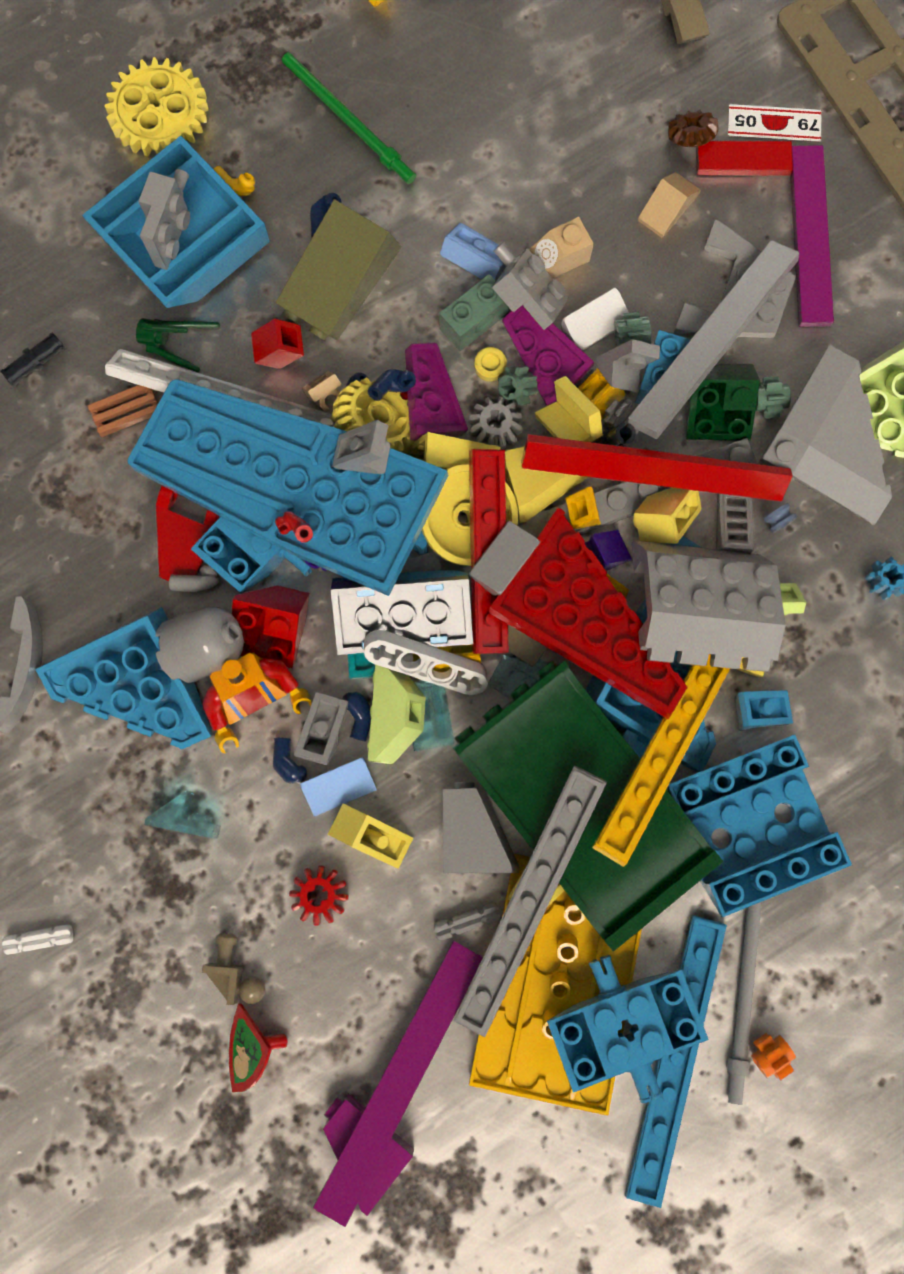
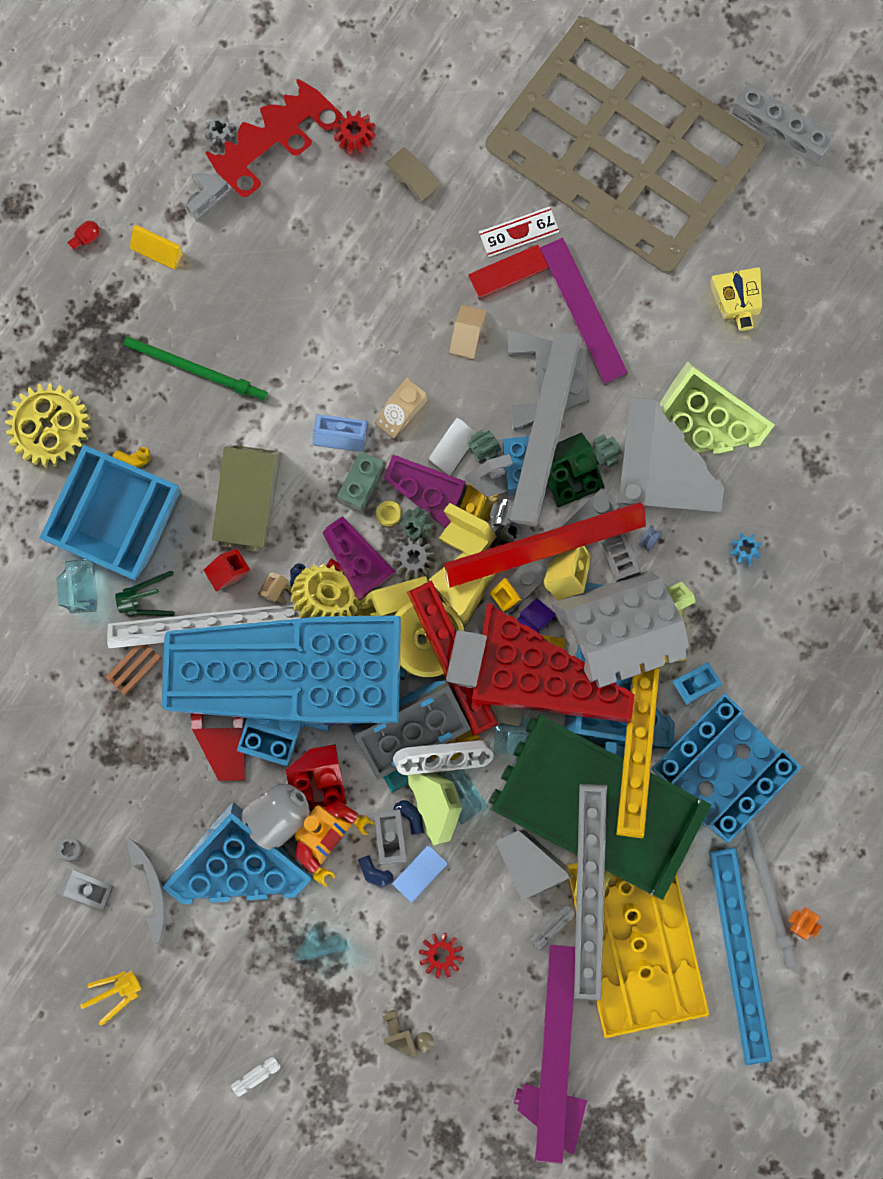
camera: 20 degrees left, 0 degrees up
(32, 359) = (47, 660): black pin -> none
(107, 294) = (77, 587): none -> clear light blue slope
(165, 216) = (106, 514): light grey plate -> none
(194, 583) = (248, 773): light grey arm -> none
(249, 1050) = (441, 1083): shield -> none
(290, 522) = (306, 701): red arm -> none
(319, 210) = (210, 451): dark blue arm -> none
(363, 449) = (333, 627): light grey slope -> none
(370, 836) = (458, 897): light yellow slope -> none
(391, 381) = (326, 563): dark blue arm -> none
(529, 285) = (394, 447): light grey plate -> none
(661, 1022) = (717, 933): dark azure slope -> none
(693, 129) = (462, 274): reddish brown gear -> none

